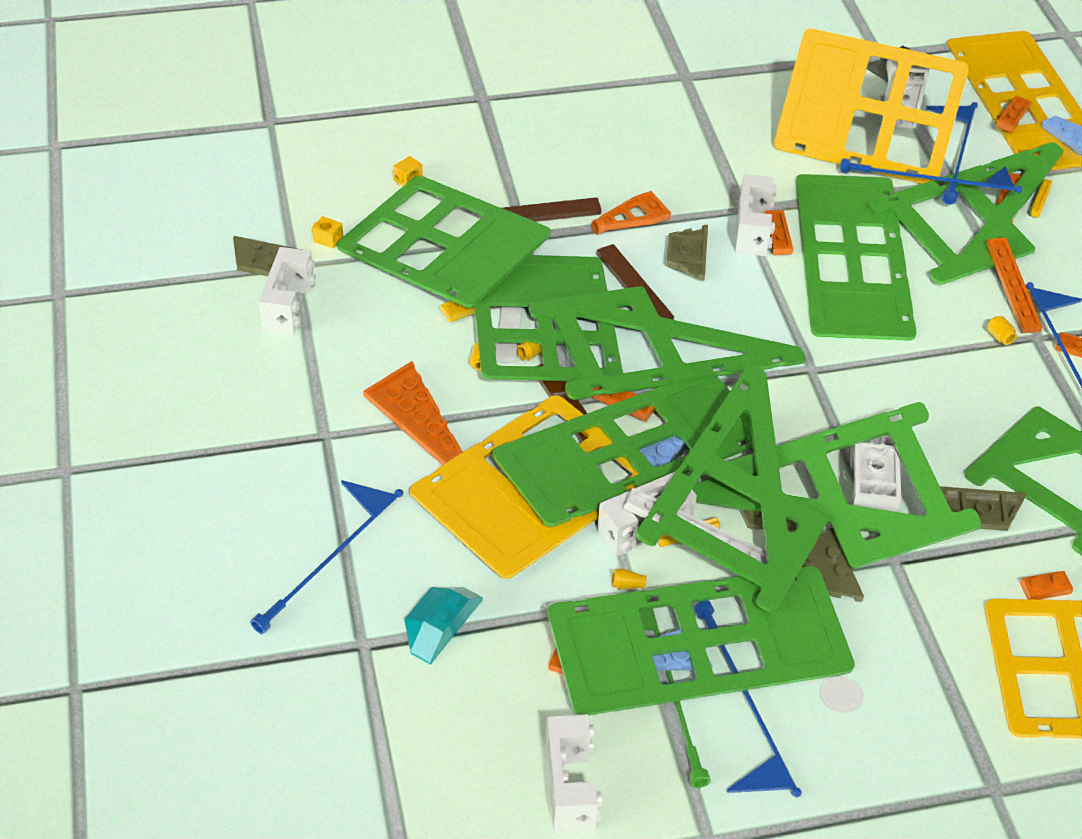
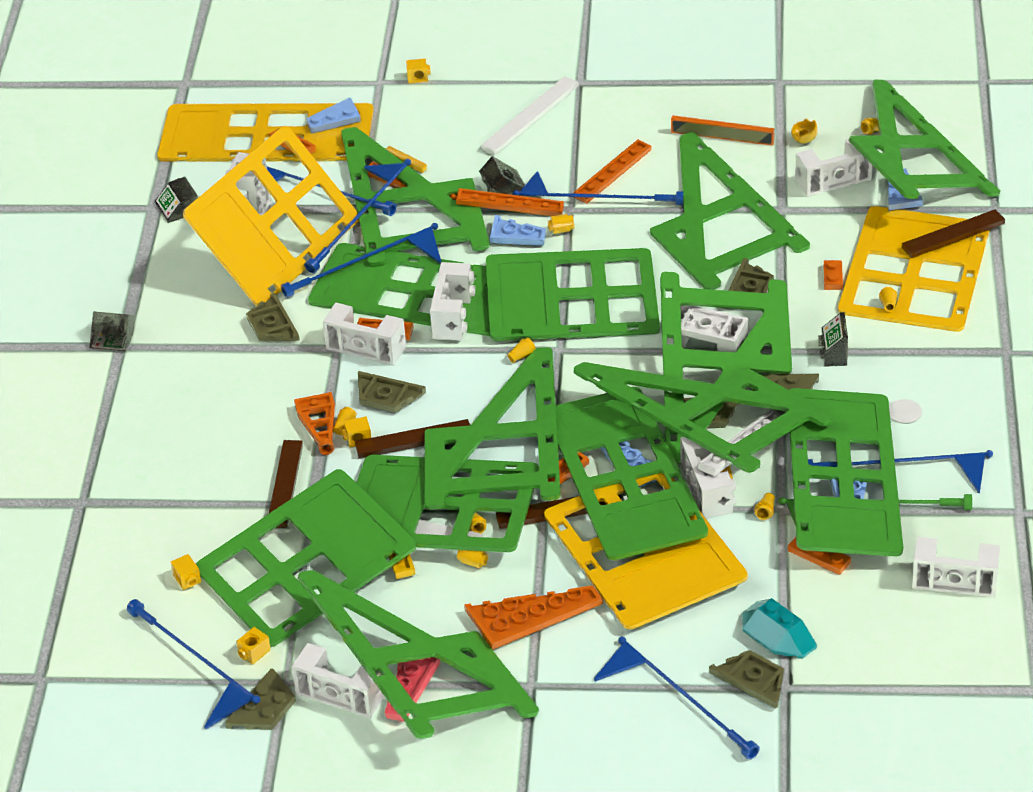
camera: 70 degrees left, 5 degrees down
(259, 233) = (234, 695): none -> blue piece
(320, 346) = (414, 678): none -> coral wing
(329, 393) = (484, 667): none -> bright green piece
(366, 611) = (752, 675): none -> olive wing
(625, 241) = (356, 430): none -> yellow brick
(638, 231) = (344, 414): none -> yellow cone
(696, 61) = (111, 331): none -> clear smoke slope
(755, 155) = (271, 321): none -> olive wing
(791, 336) = (521, 350): none -> yellow cone
(844, 254) = (451, 291): none -> white plate
(885, 324) = (527, 298): none -> bright green door
(917, 230) = (422, 240): none -> blue piece
(917, 601) = (834, 342): none -> clear smoke slope
(970, 298) = (513, 233): none -> light blue wing
(1025, 643) = (888, 298): none -> yellow cone
(1049, 270) = (500, 177): none -> clear smoke slope

